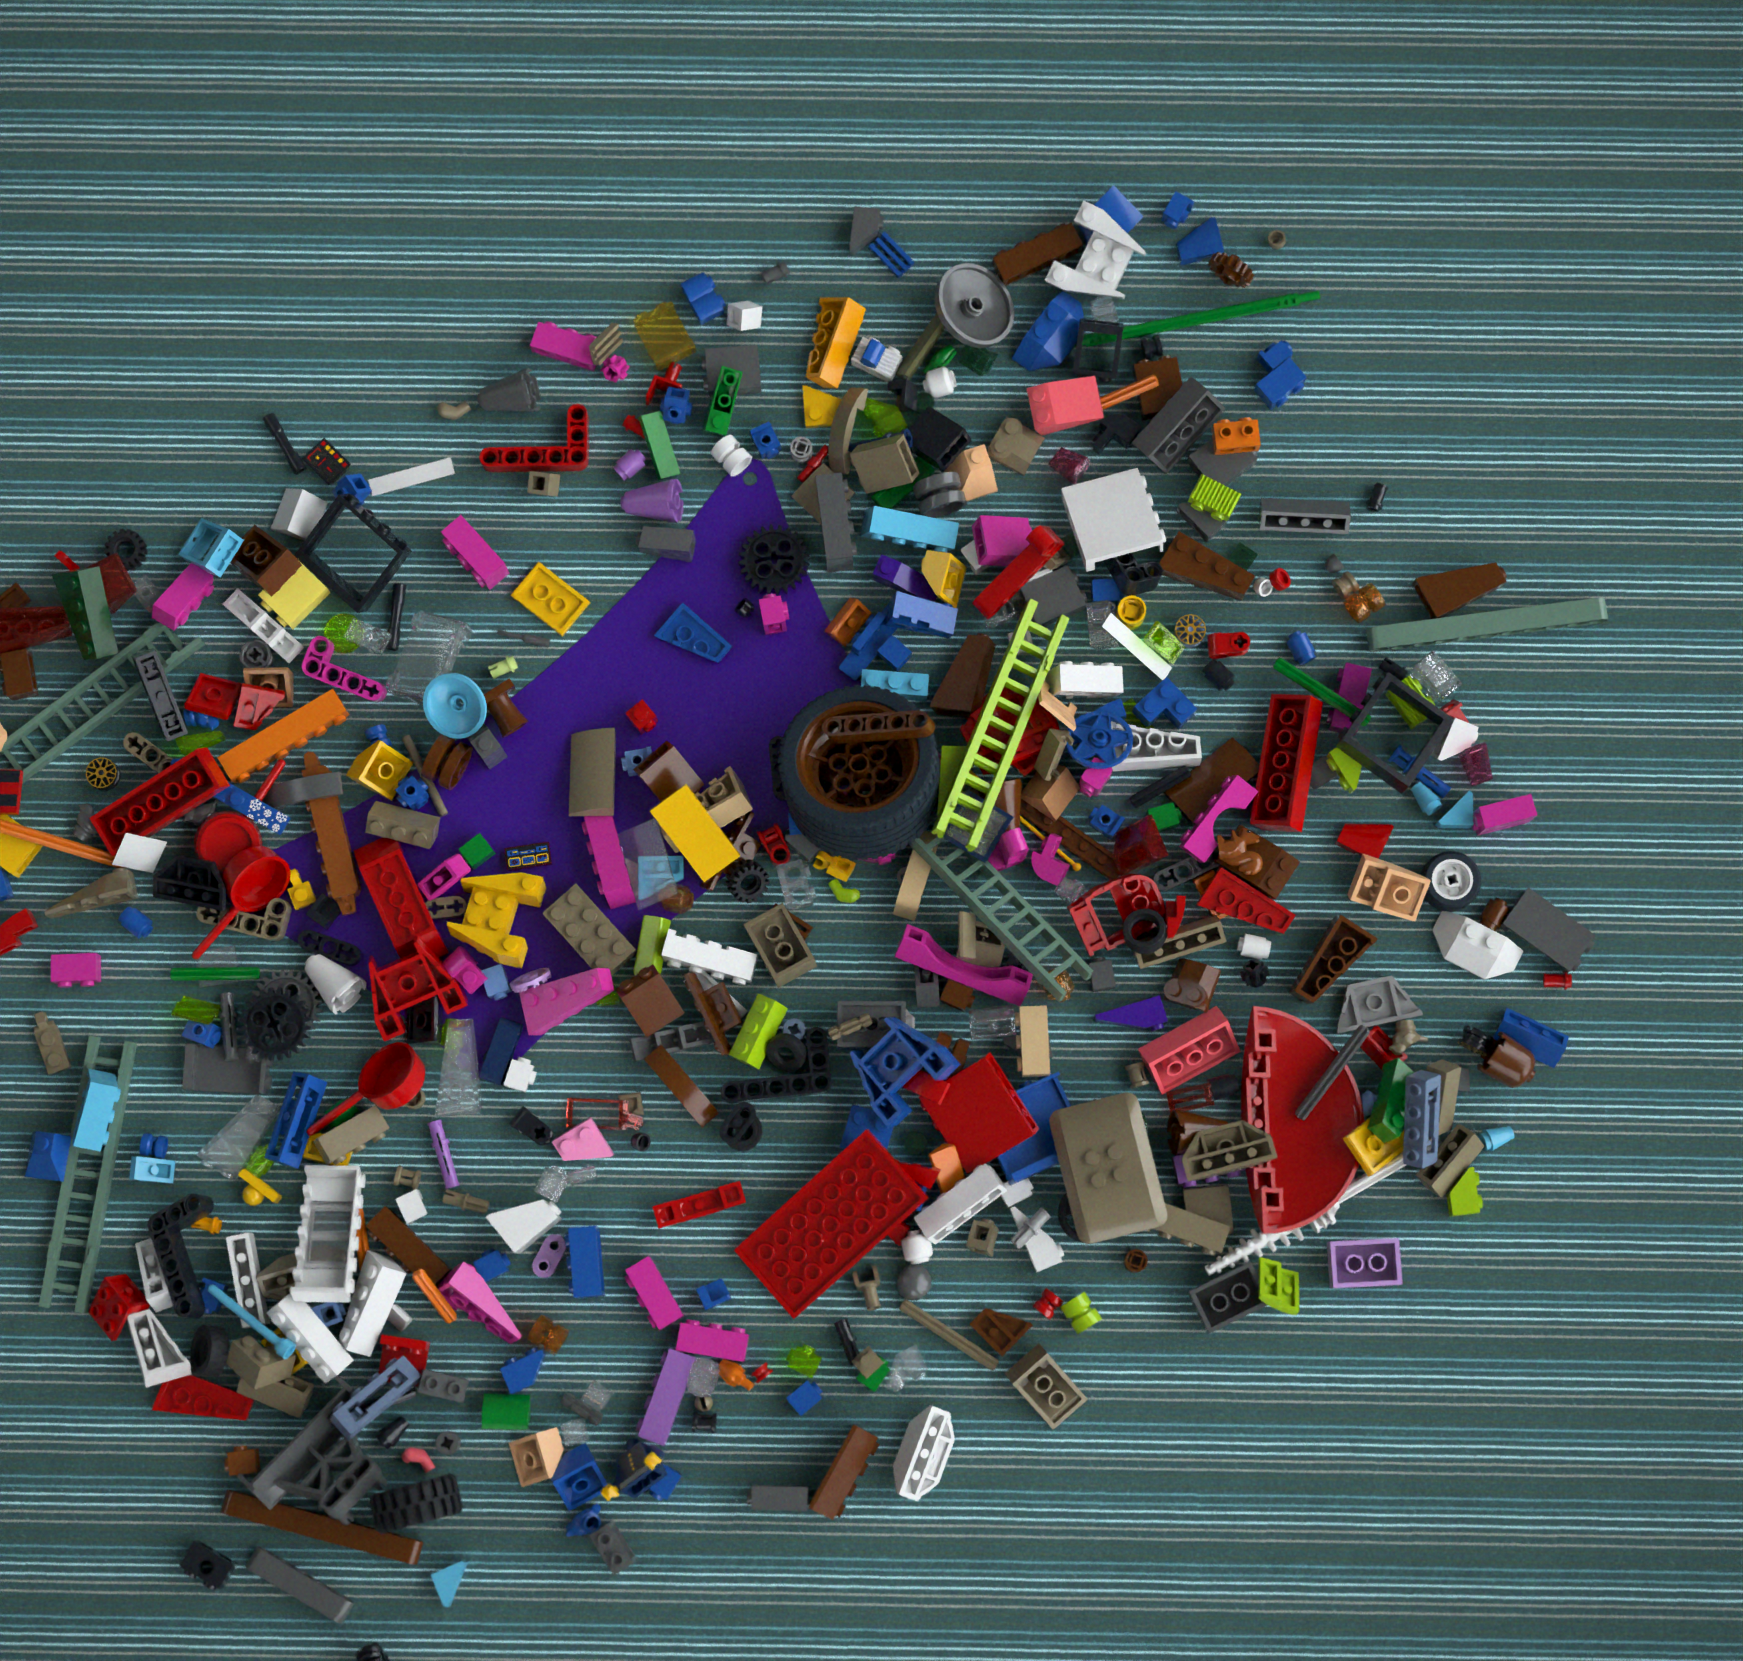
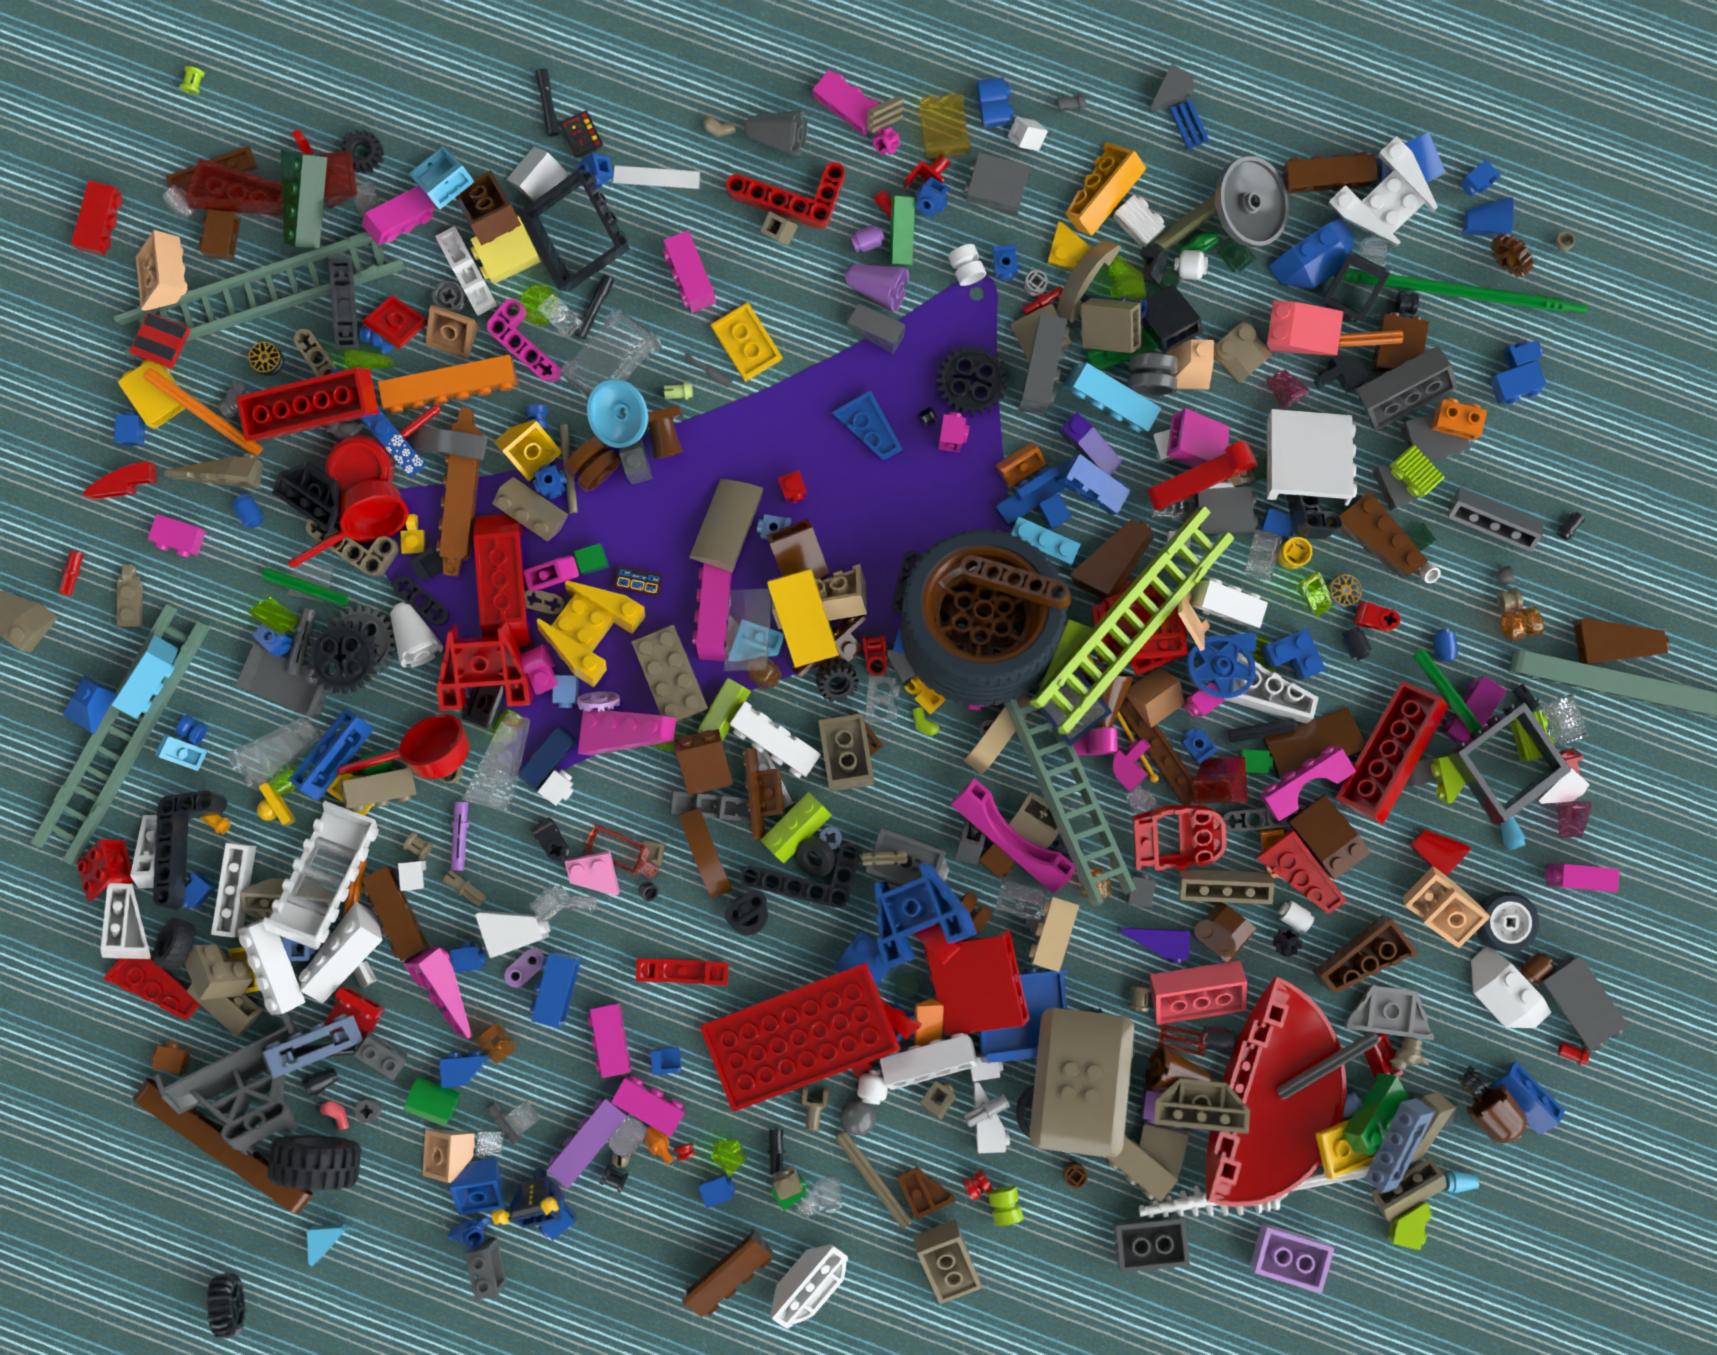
camera: 15 degrees right, 5 degrees up
(139, 853) = (272, 446): white sticker -> none
(222, 1565) = (117, 1146): black brick -> none
(255, 705) = (431, 344): red wing -> none
(283, 1346) = (241, 969): medium azure piece -> none
(299, 1584) = (183, 1192): dark grey beam -> none
(434, 1296) = (402, 968): orange axle -> none
(722, 402) = (977, 210): green slope -> none
(778, 1497) = (658, 1277): dark grey brick -> none
(872, 354) = (1138, 214): blue brick -> none
(944, 575) = (1129, 453): yellow slope -> none
(966, 935) = (1026, 810): dark tan slope -> none
(1051, 753) = (1171, 663): dark tan hinge -> none
(1137, 646) = (1288, 588): white sticker -> none
(1144, 915) = (1202, 850): black tyre -> none
(1173, 915) = (1231, 862): red slope -> none
(1236, 854) = (1312, 821): dark orange animal -> none
(1278, 1286) = (1202, 1251): lime slope -> none
(1280, 579) = (1448, 572): red tile -> none
(1441, 788) = (1530, 828): blue pin -> none
(1459, 815) = (1539, 860): medium azure slope -> none

